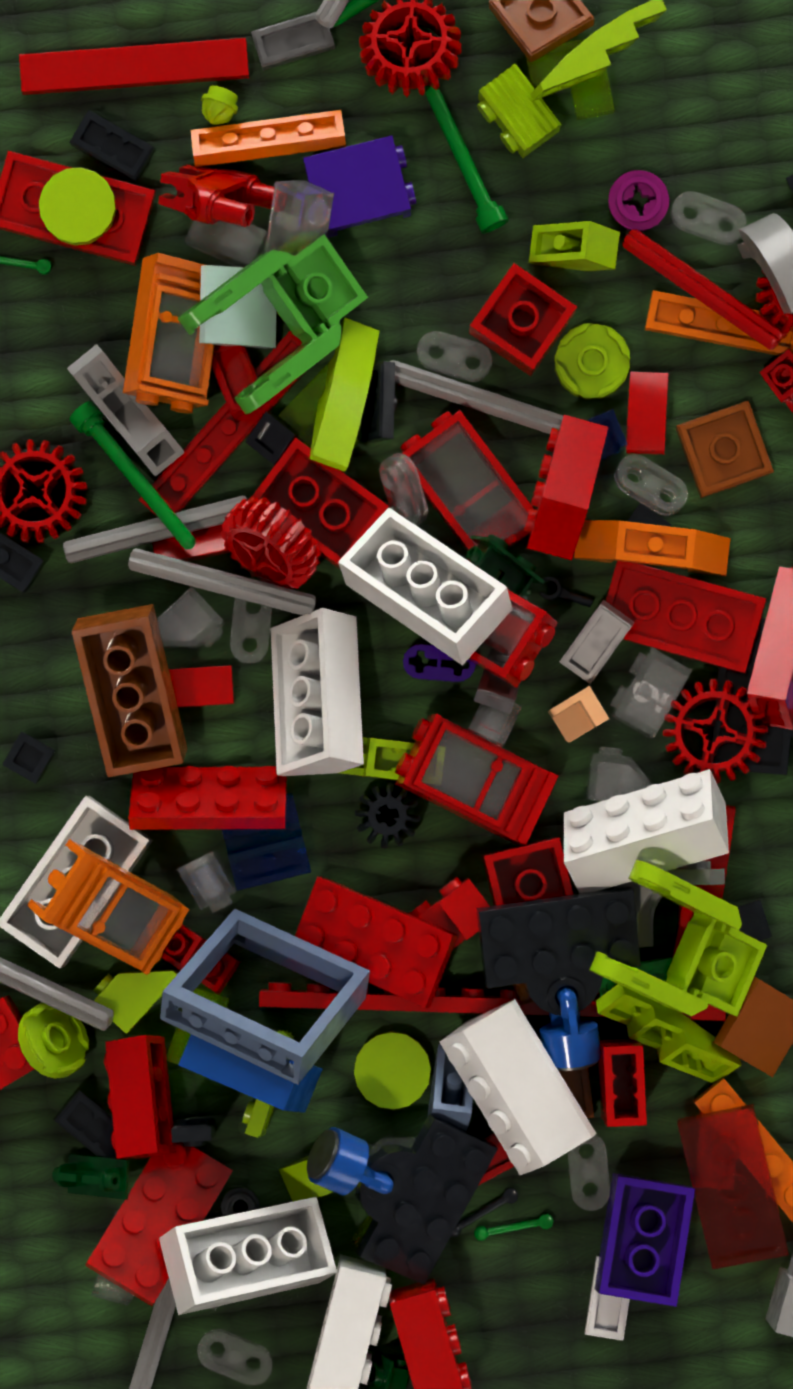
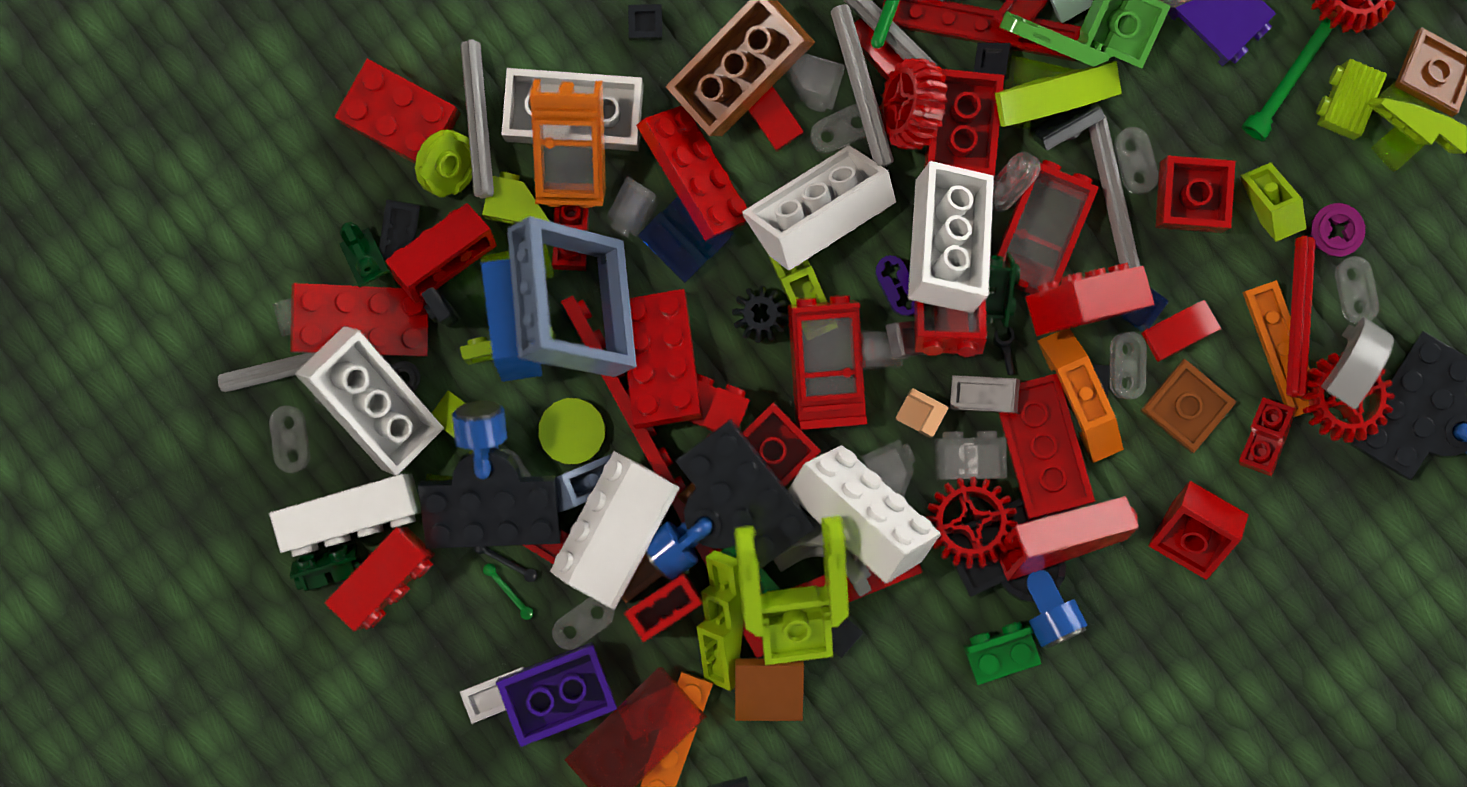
camera: 60 degrees right, 0 degrees up
(592, 361) = (1194, 267): lime tile -> none

